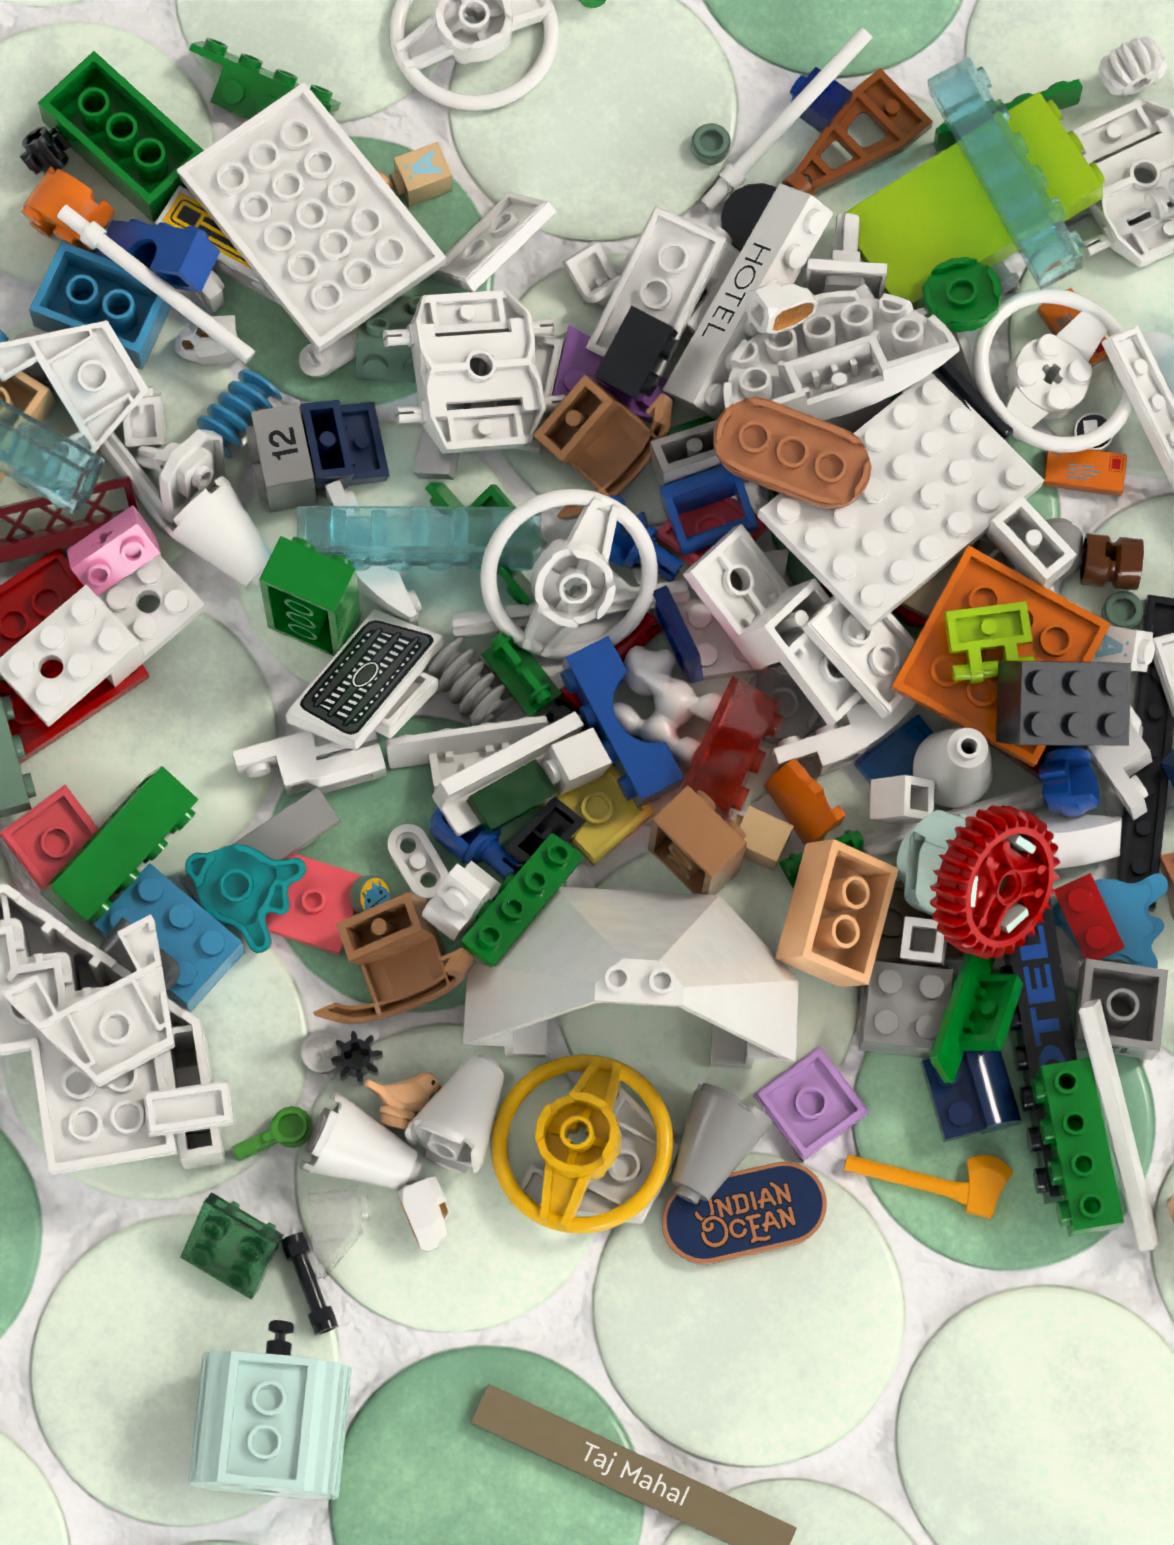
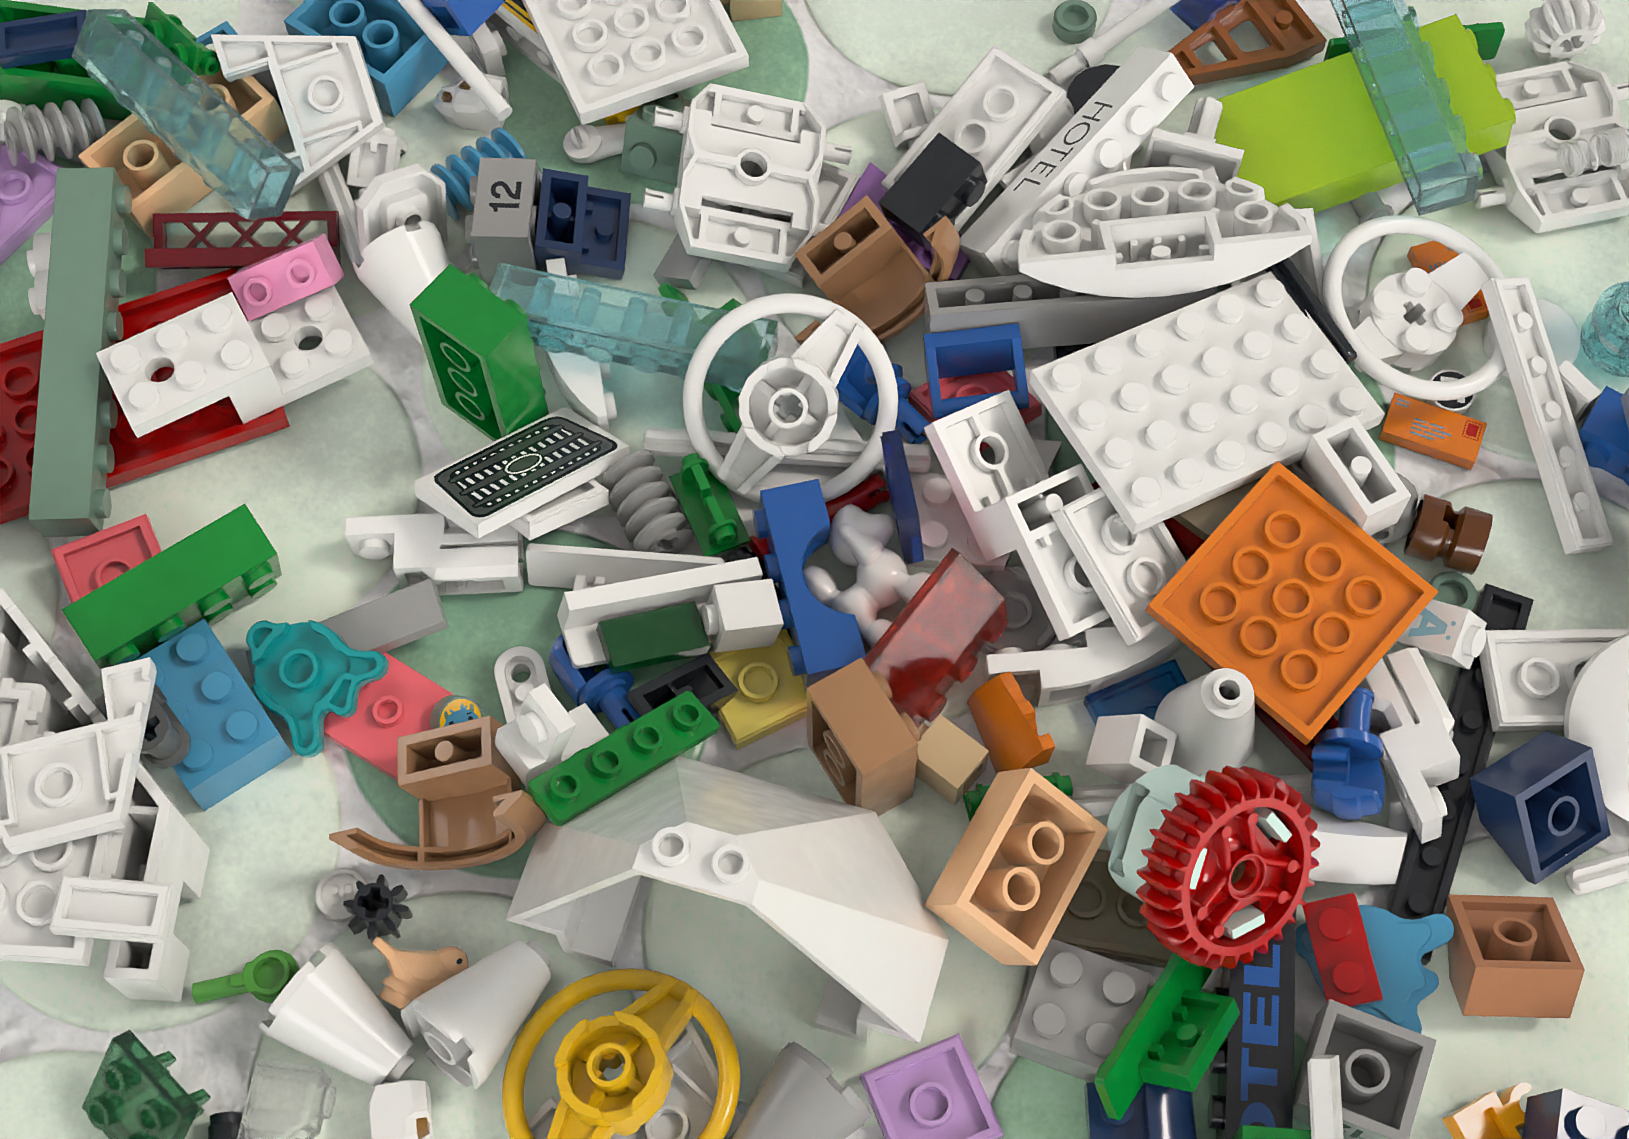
camera: 20 degrees right, 10 degrees down
(493, 241) = (809, 57): white tile -> none
(779, 307) = (1108, 162): white rock -> none
(792, 453) = (1086, 312): nougat tile -> none
(922, 942) = (1119, 929): white brick -> none
(962, 294) = (1329, 200): green tile -> none
(984, 629) = (1284, 560): lime plate -> none
(1063, 703) = (1361, 666): brick -> none

